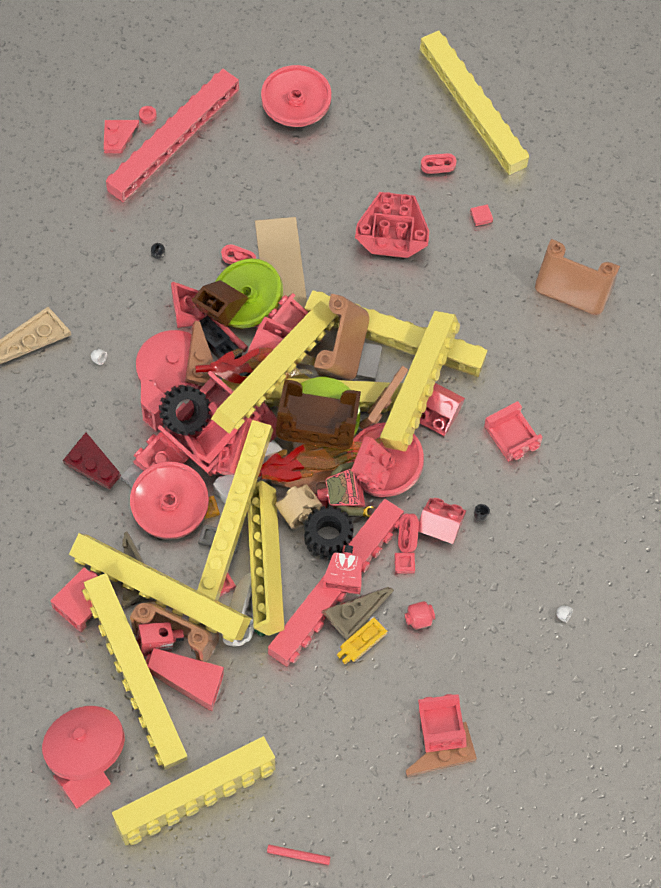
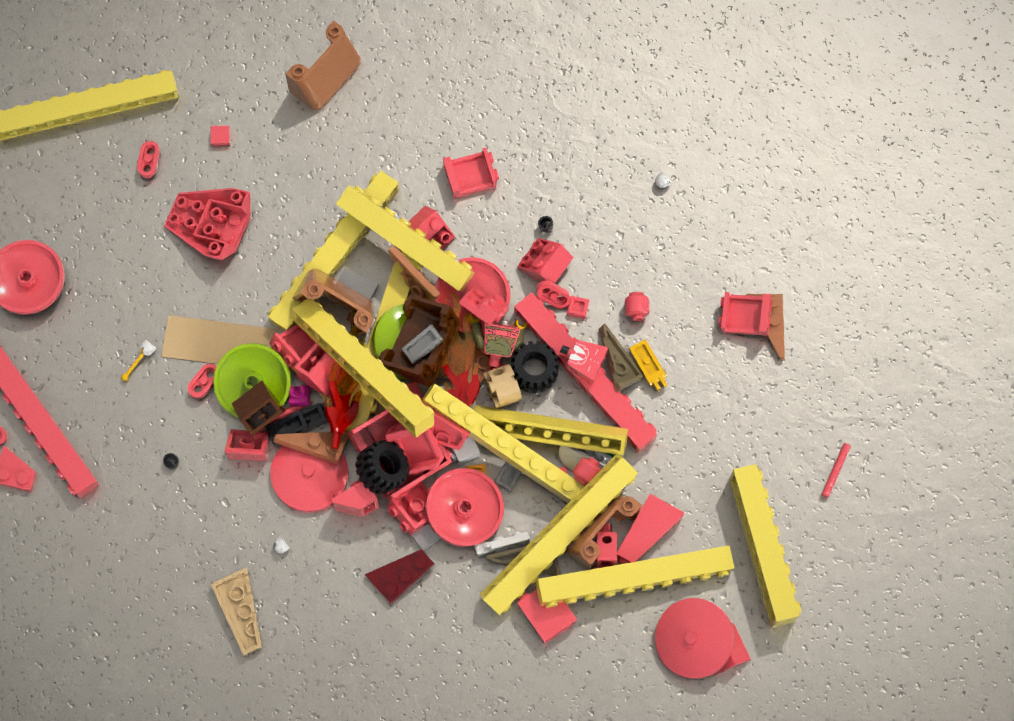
camera: 75 degrees left, 10 degrees up
(142, 544) = (500, 544): none -> white hinge
(231, 597) = (586, 470): none -> coral head
(244, 335) = (299, 396): none -> dark pink tile
(257, 205) = (147, 349): none -> hinge
(314, 415) = (422, 344): none -> light grey tile

